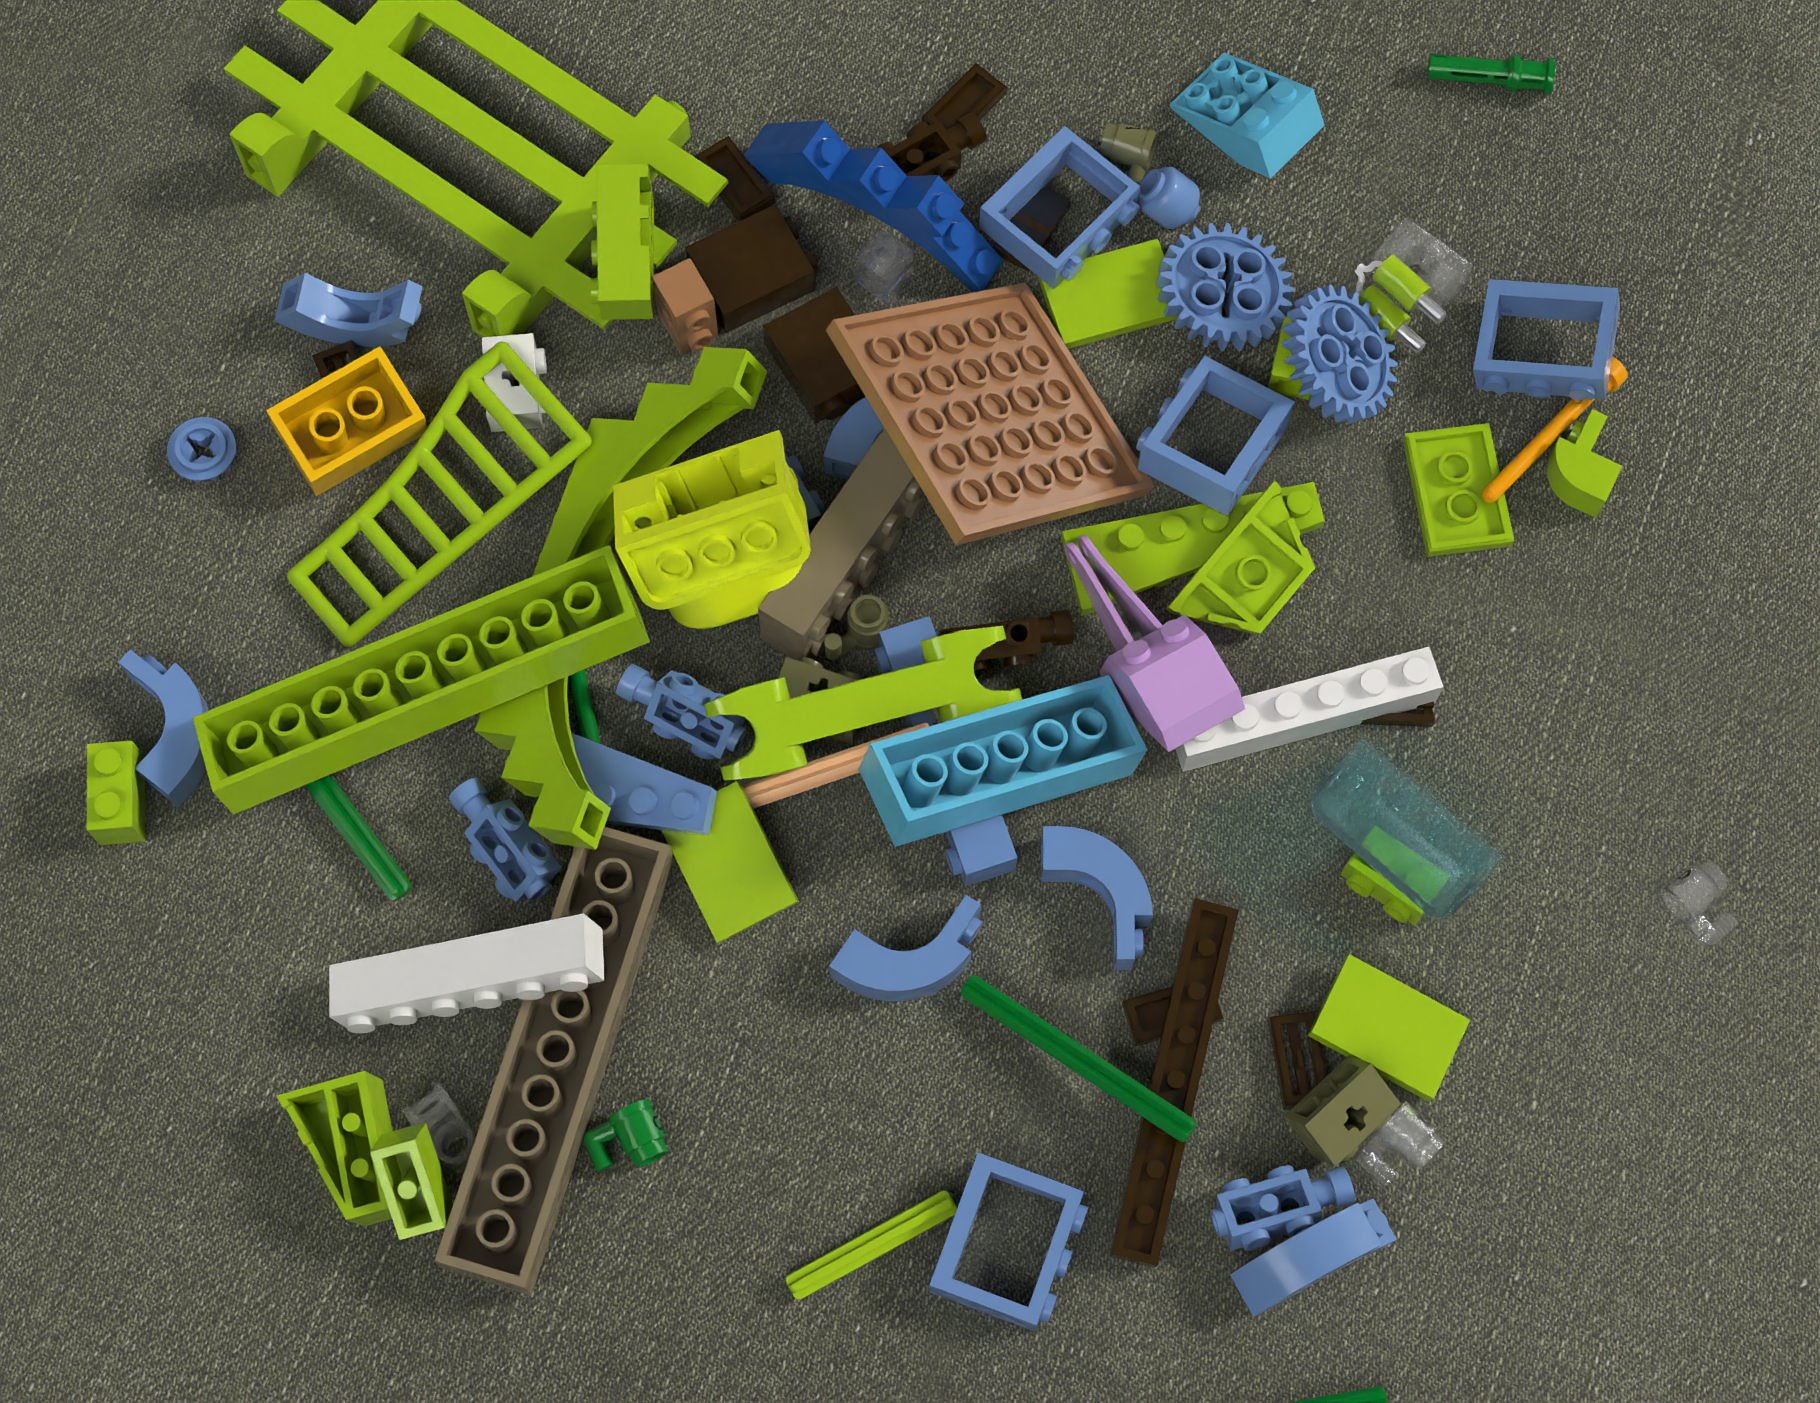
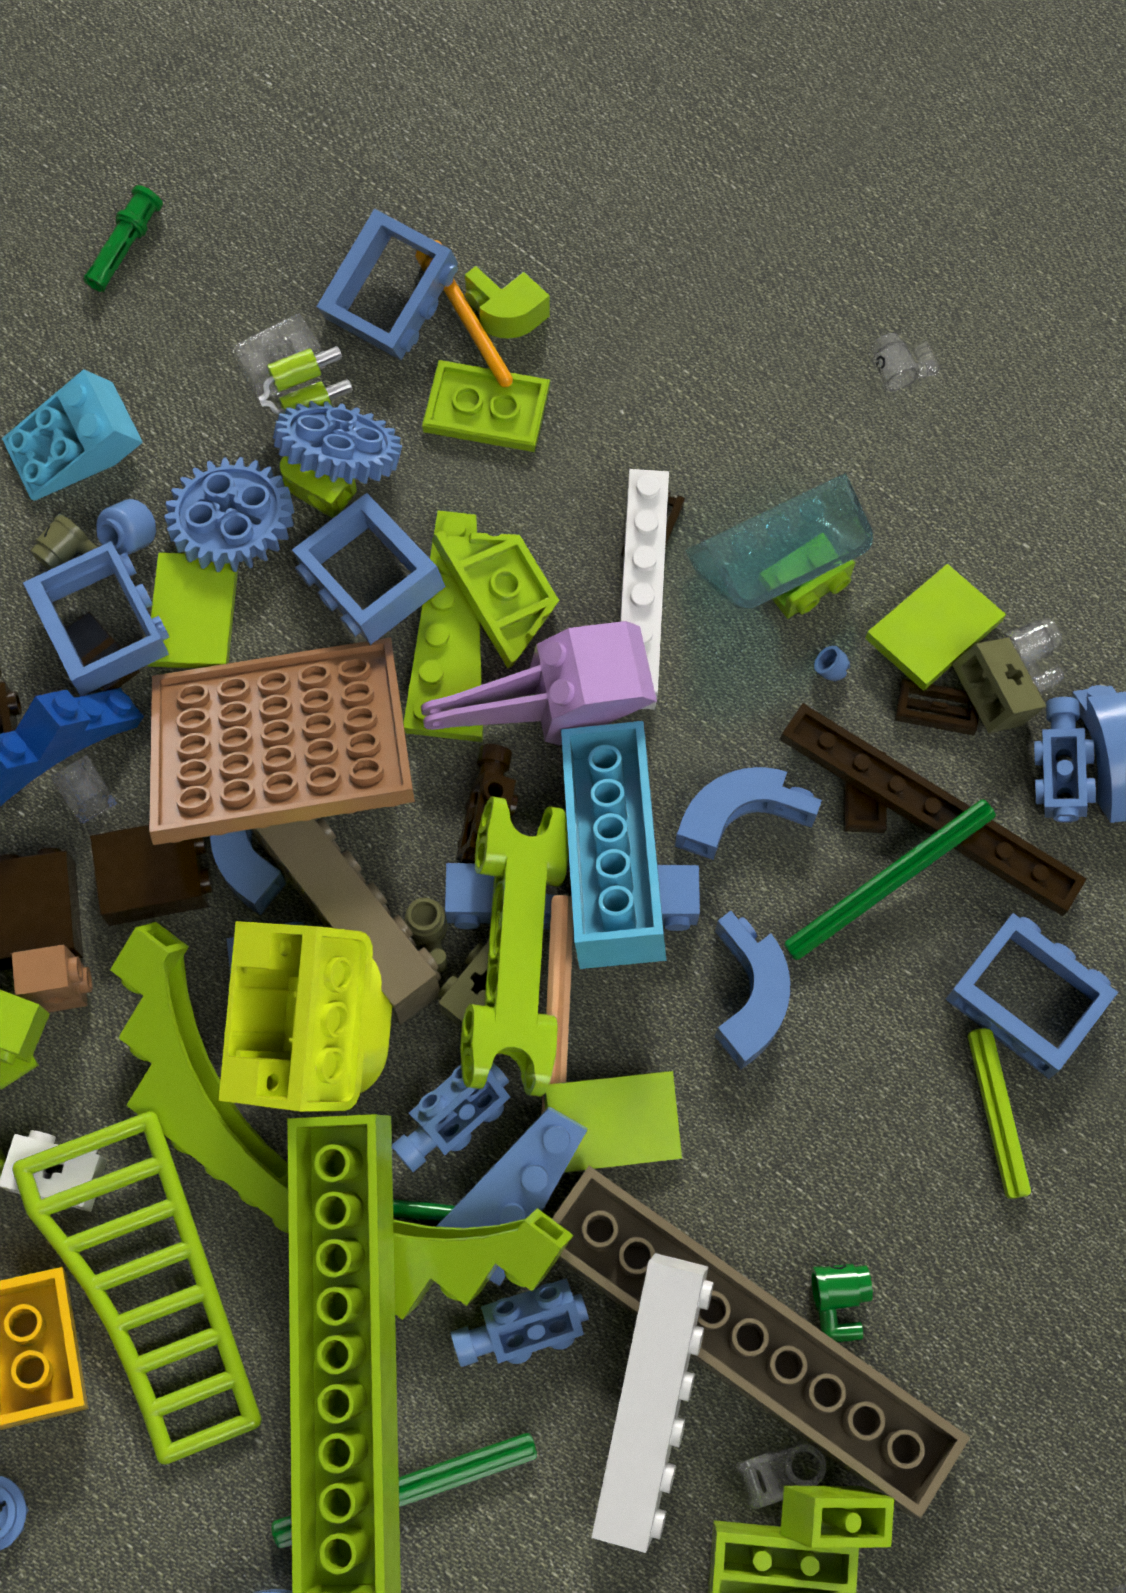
camera: 70 degrees left, 0 degrees up
(1301, 932) = (832, 663): none -> medium blue hinge

